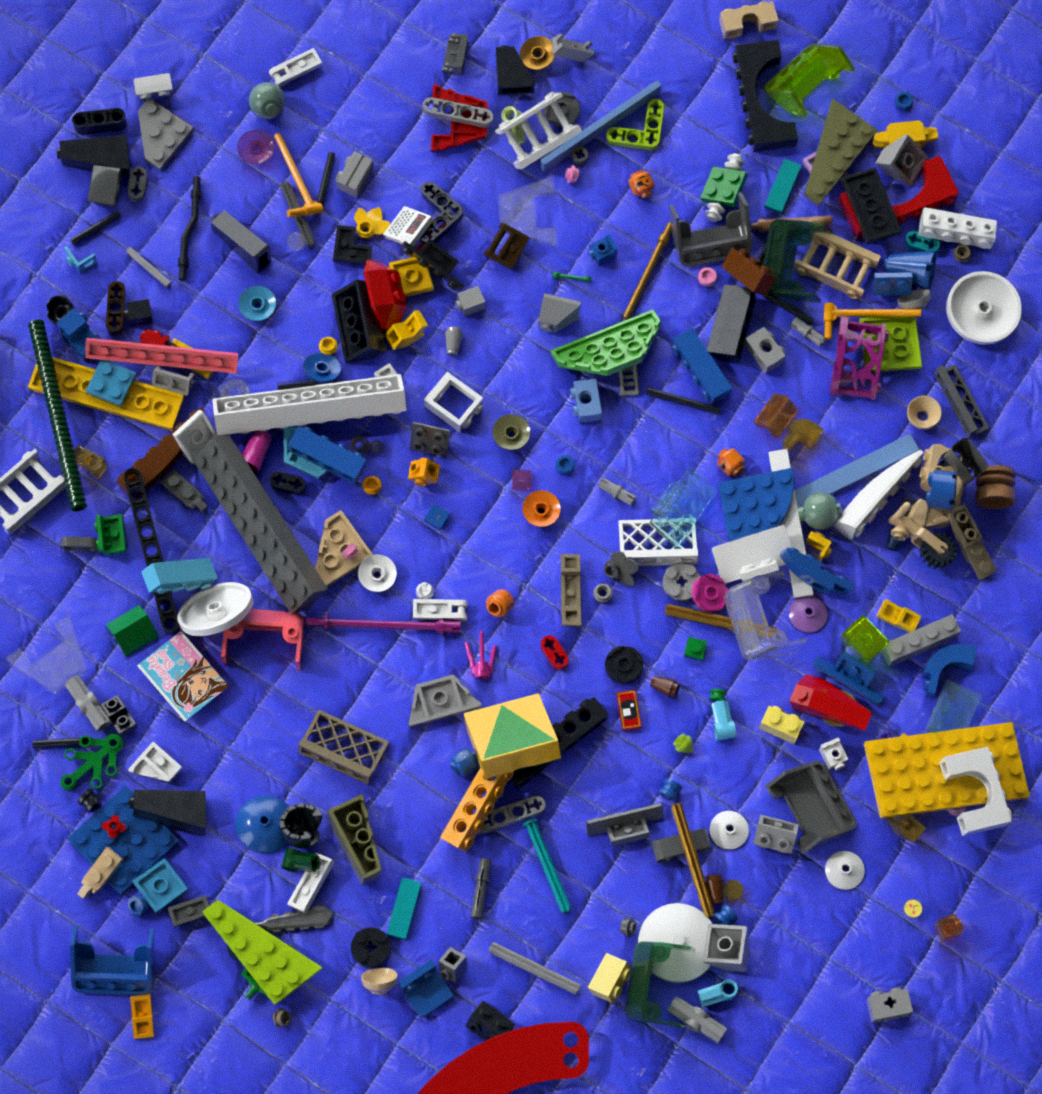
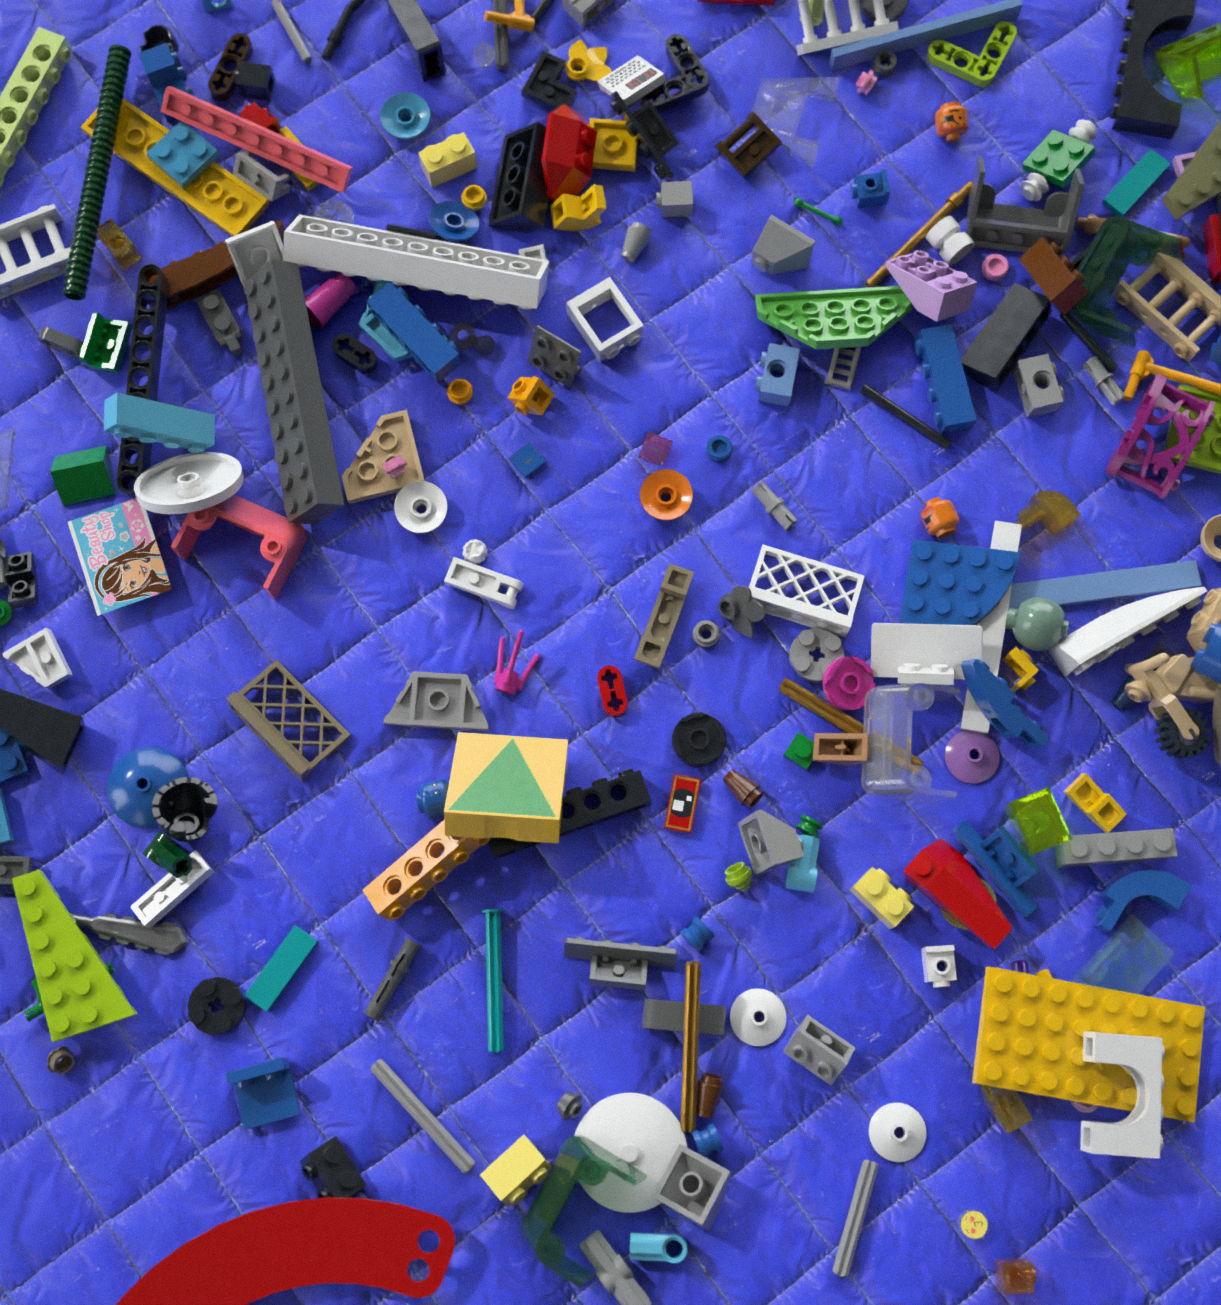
camera: 25 degrees right, 5 degrees up
(300, 325) = (447, 159): none -> light yellow brick
(355, 836) = (253, 847): olive wedge -> none
(379, 980) = (207, 1051): tan piece -> none
(439, 626) = (475, 604): magenta bar -> none
(452, 965) = (310, 1074): dark grey brick -> none
(499, 603) = (563, 601): orange head -> none
(510, 818) = (469, 895): light grey beam -> none
(514, 424) = (664, 371): olive dish -> none
(669, 304) = (932, 285): none -> lavender slope
(670, 269) = (949, 240): none -> white wheel
(681, 506) = (852, 554): clear light blue bracket -> none
(695, 713) = (769, 842): none -> light grey slope
(720, 637) = (841, 748): none -> medium nougat slope
(733, 890) = (732, 1104): clear yellow tile -> none
(776, 414) = (1023, 475): clear orange panel -> none
(814, 803) = (888, 1026): dark grey windscreen -> none
(837, 931) = (855, 1218): none -> light grey axle

